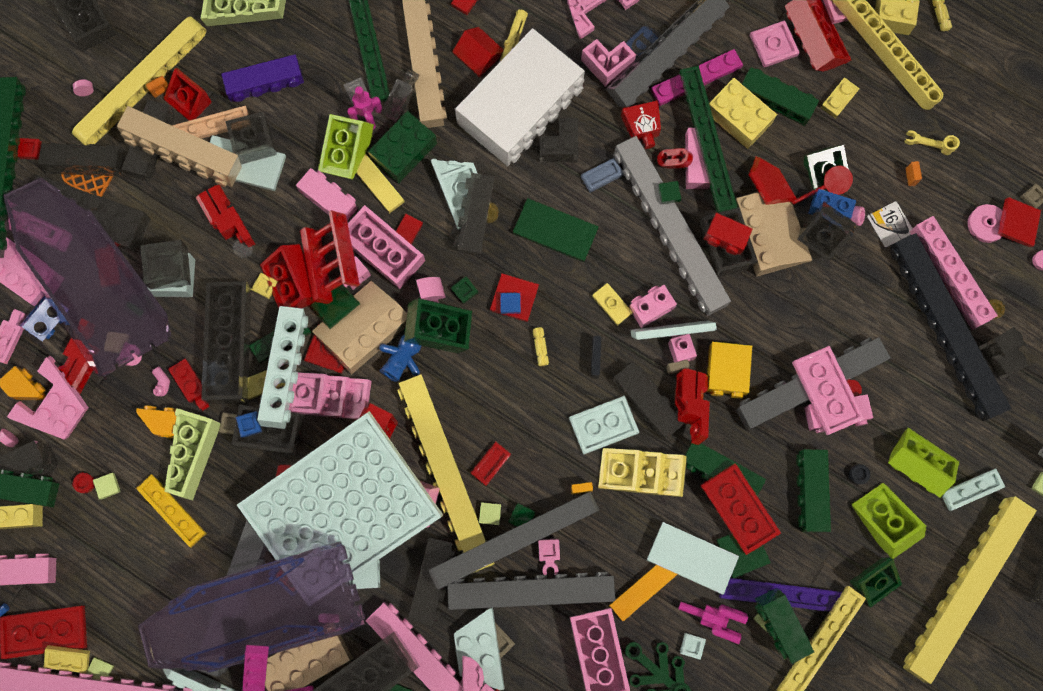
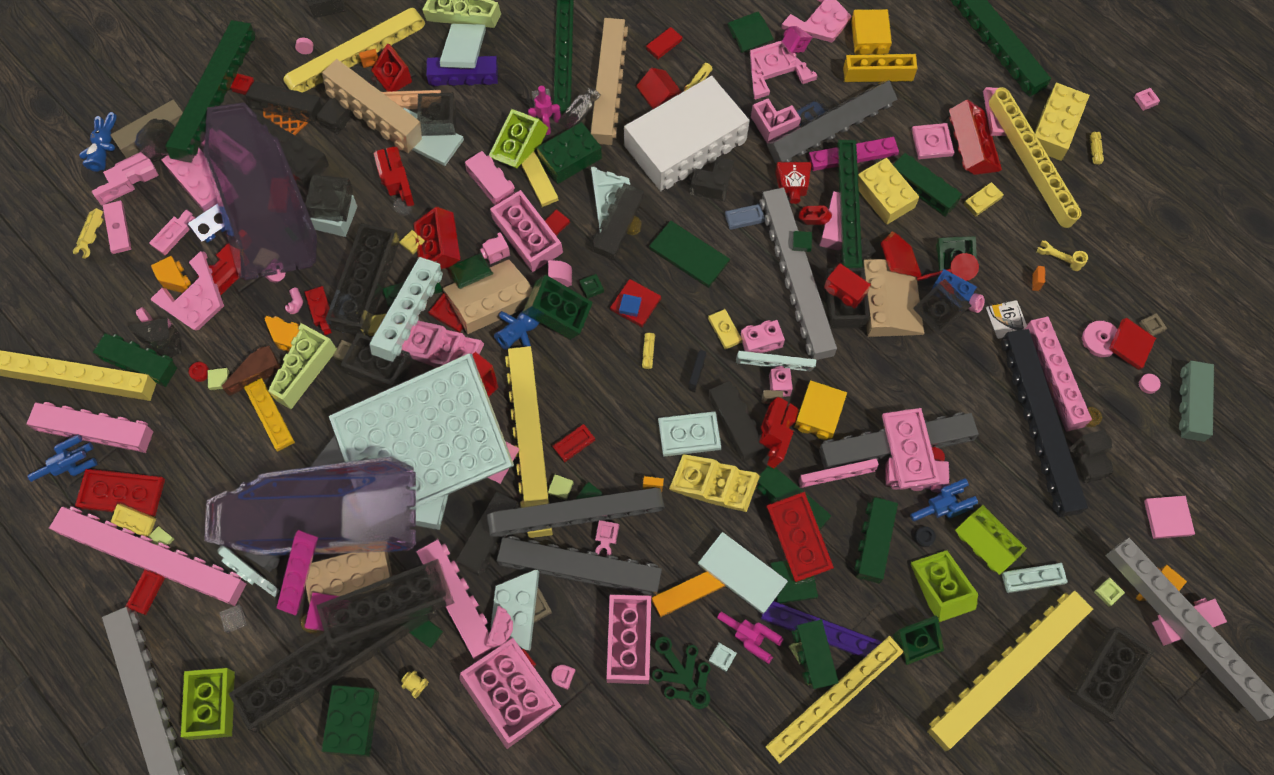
camera: 15 degrees right, 10 degrees down
(144, 462) = (256, 366): none -> copper slope
(248, 424) = (360, 350): blue tile -> none
(256, 50) = (462, 46): none -> light aqua tile
(315, 258) = (464, 224): red fence -> none
(761, 431) = (838, 473): none -> bright pink tile
(874, 436) = (947, 503): none -> blue plant

